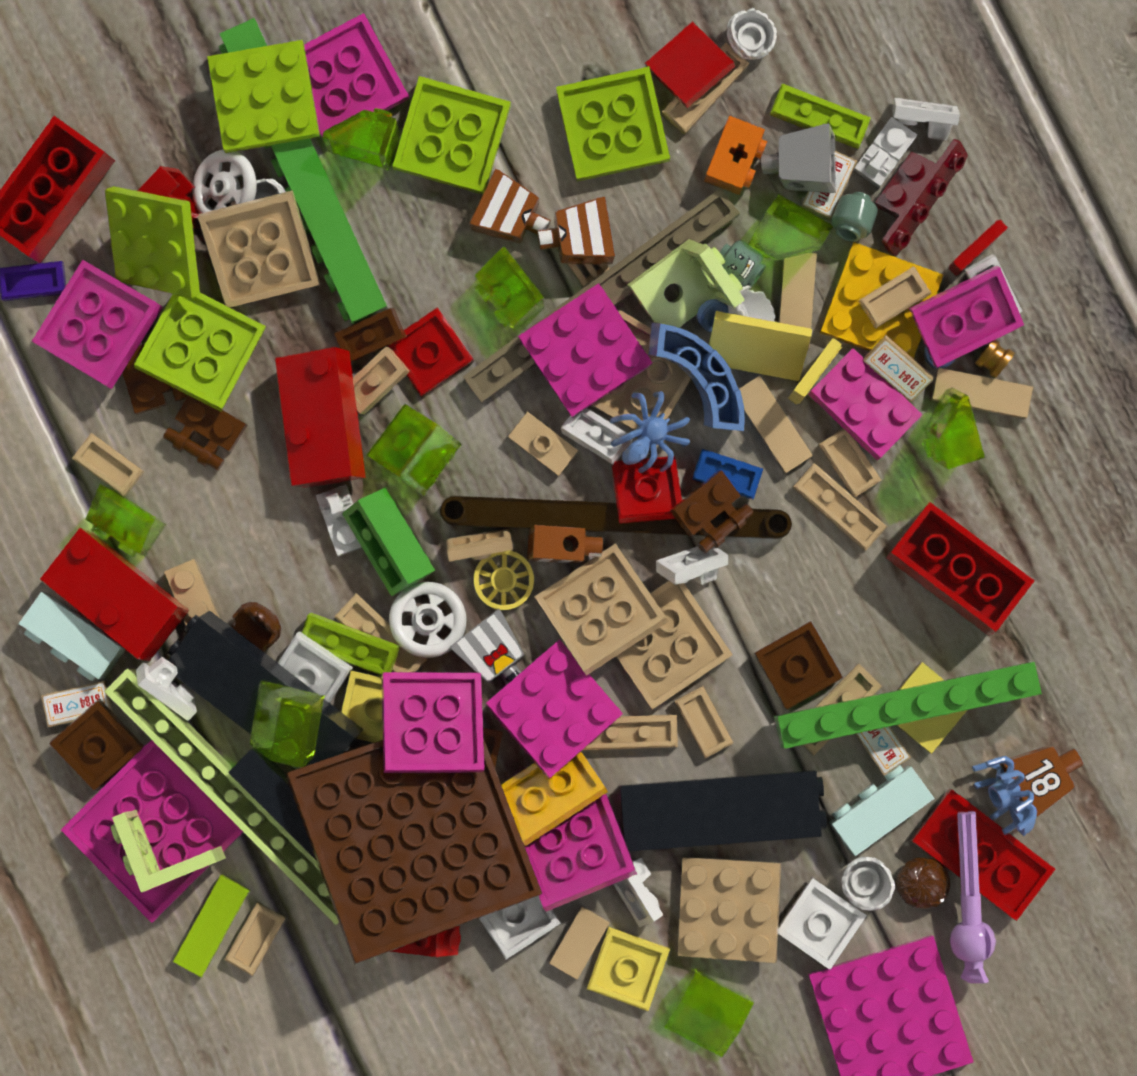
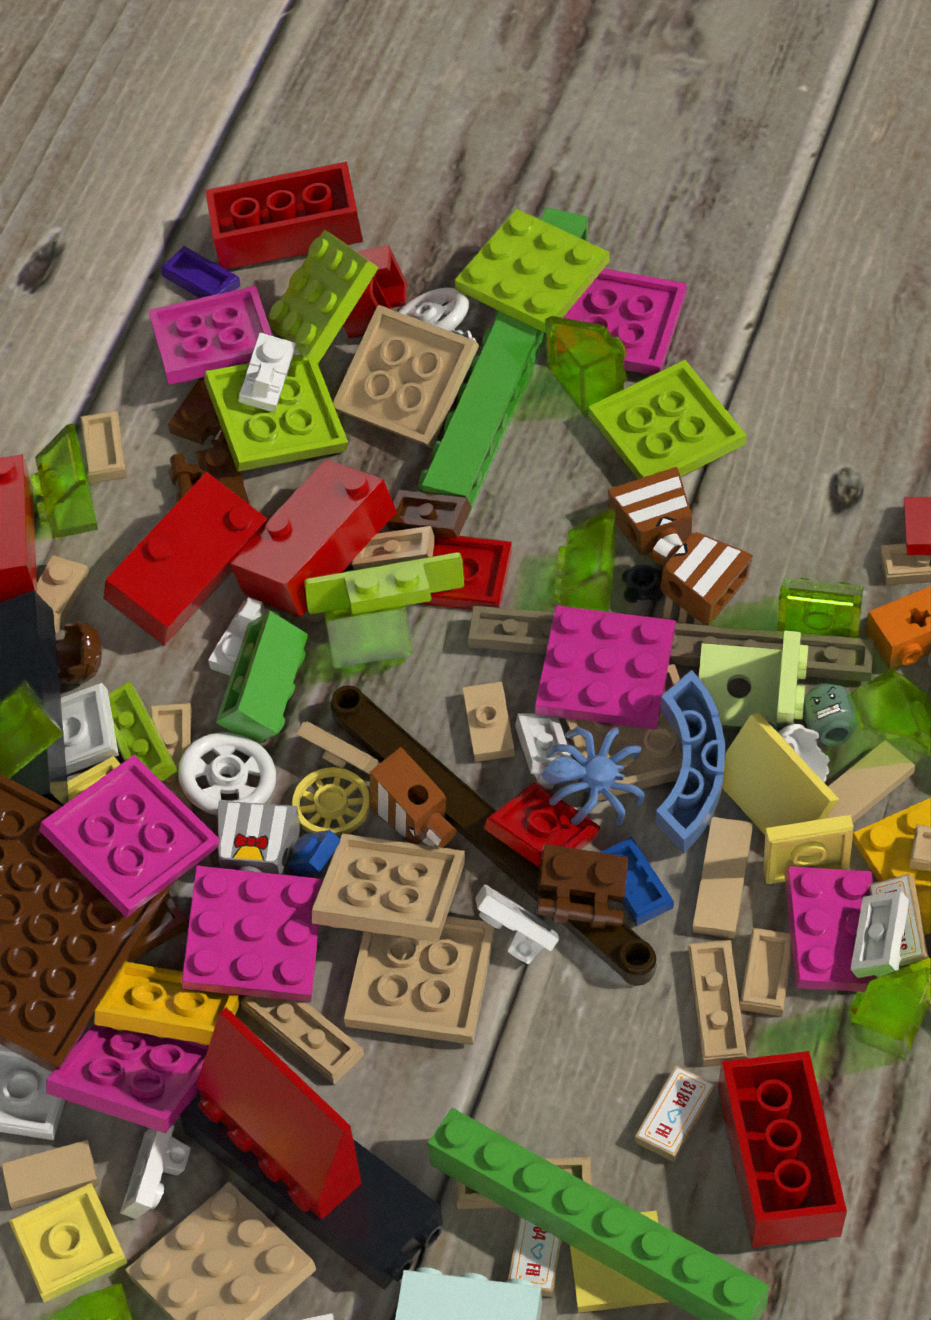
camera: 50 degrees right, 30 degrees down
(173, 328) = (267, 372): none -> white hinge
(257, 504) = (182, 559): none -> red brick
(407, 419) = (385, 585): none -> lime bracket
(531, 624) = (313, 852): none -> blue plate
(544, 276) = (641, 575): none -> black plate
(613, 124) = (823, 521): lime plate -> none
(671, 193) = (820, 607): none -> clear neon green slope
(700, 818) = (277, 1118): none -> red slope
(703, 722) = (382, 1081): tan tile -> none
(798, 665) = (529, 1103): reddish brown plate -> none
(878, 595) = (675, 1113): none -> tile
(903, 392) = (879, 934): none -> white hinge

